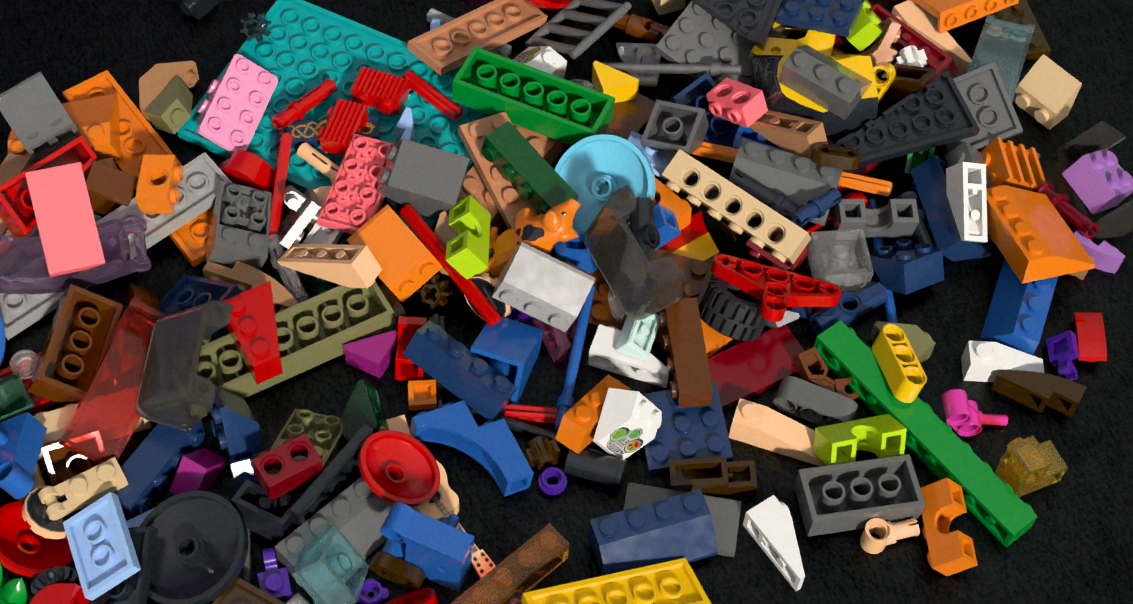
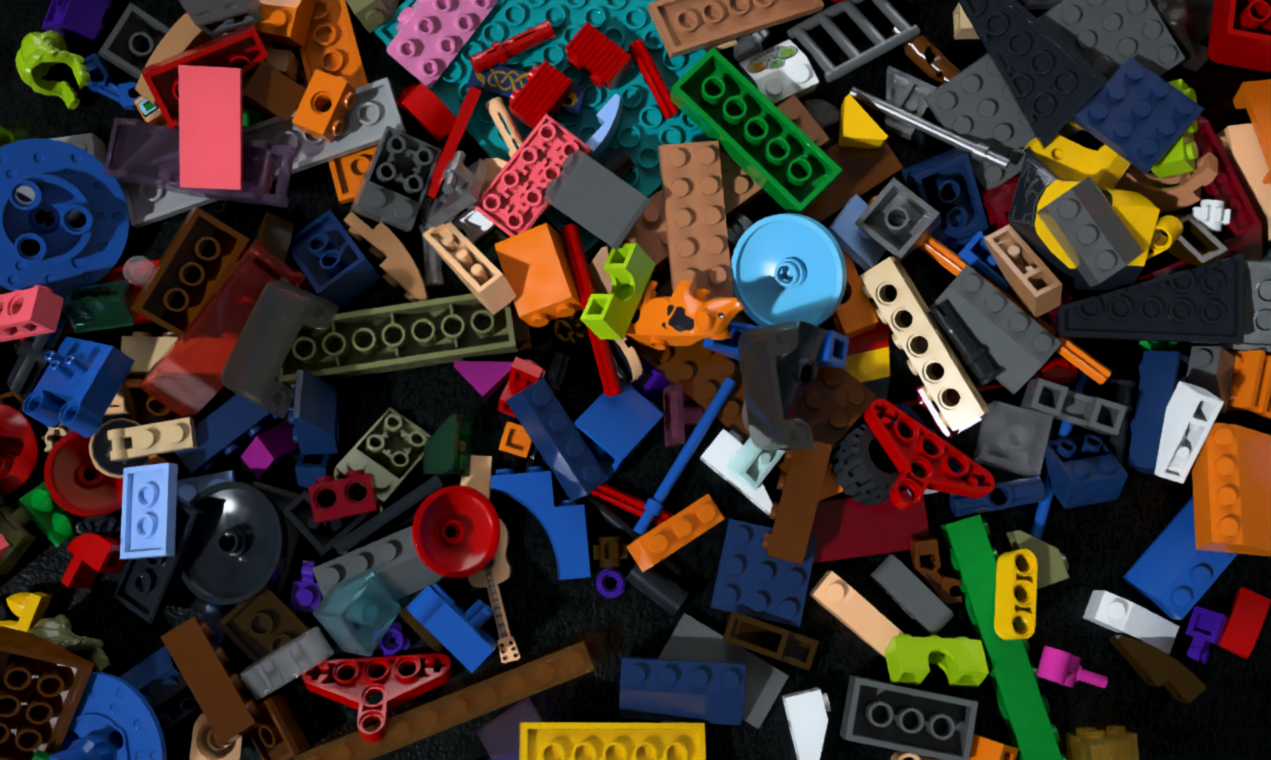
camera: 25 degrees right, 25 degrees up
(255, 331) = (364, 327): red wedge -> none
(526, 169) = (712, 233): dark green brick -> none
(543, 287) = (672, 381): slope -> none
(626, 423) = (703, 557): white slope -> none
(737, 102) = (980, 202): coral brick -> none
(816, 207) = (1009, 383): dark blue pin -> none
(836, 156) = (1059, 327): dark brown beam -> none

